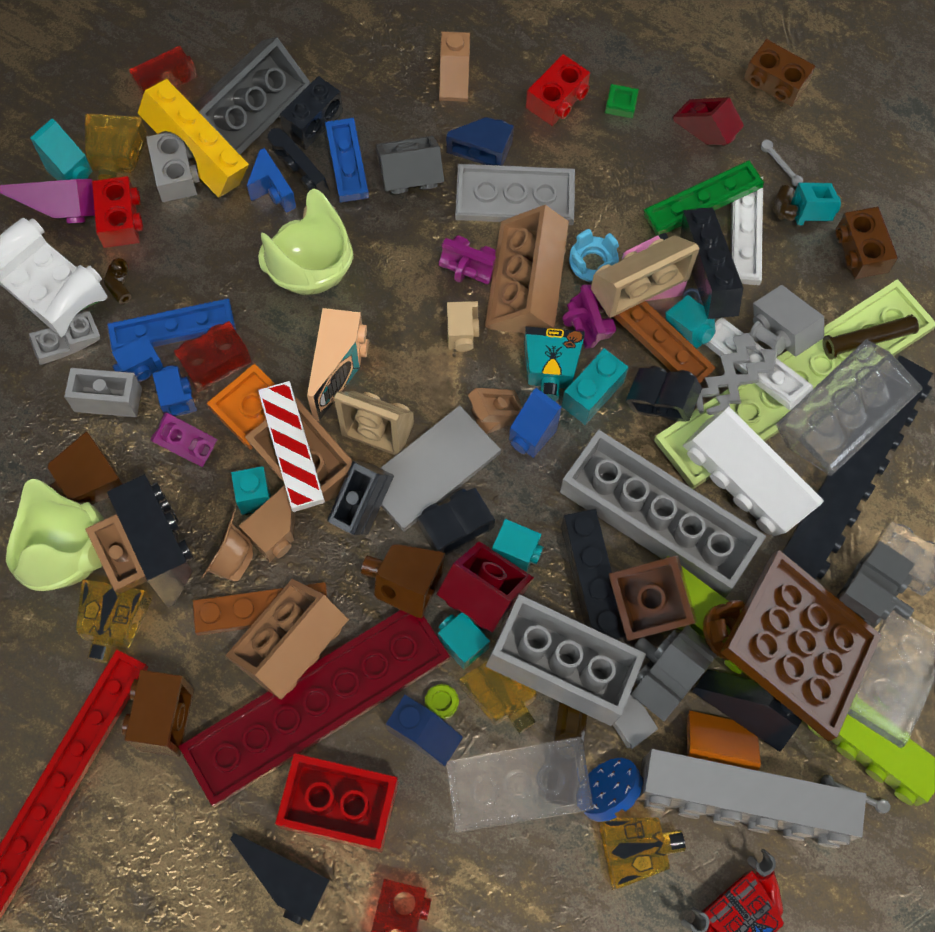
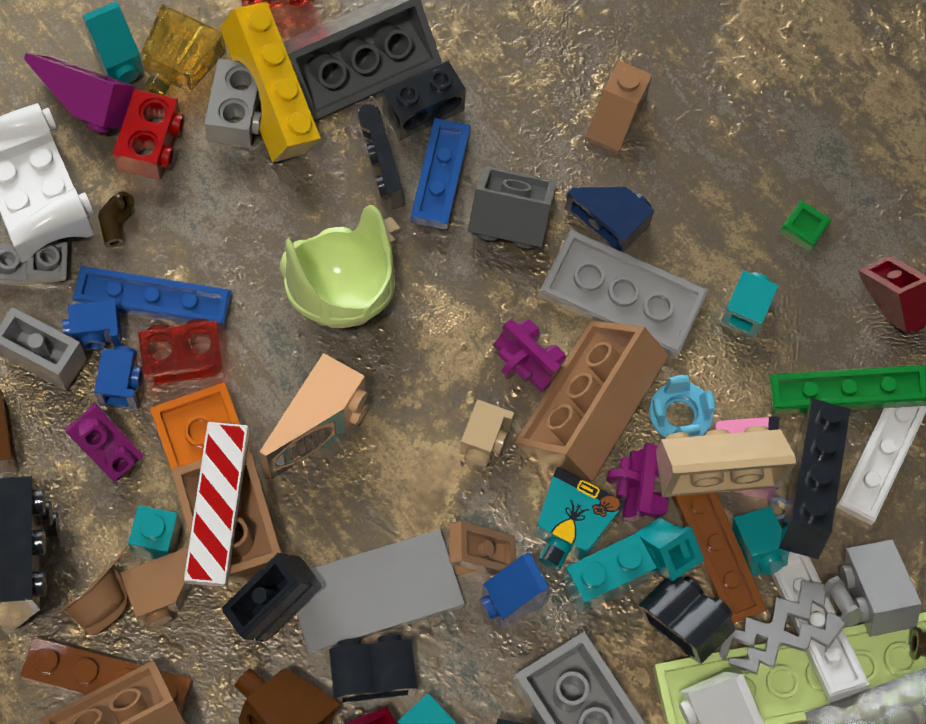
camera: 20 degrees right, 0 degrees up
(268, 179) = (336, 161): blue slope -> none
(373, 421) = (330, 507): tan slope -> none
(552, 95) = (725, 176): red brick -> none
(608, 166) = (749, 303): none -> teal brick
(632, 349) = (671, 548): none -> teal brick

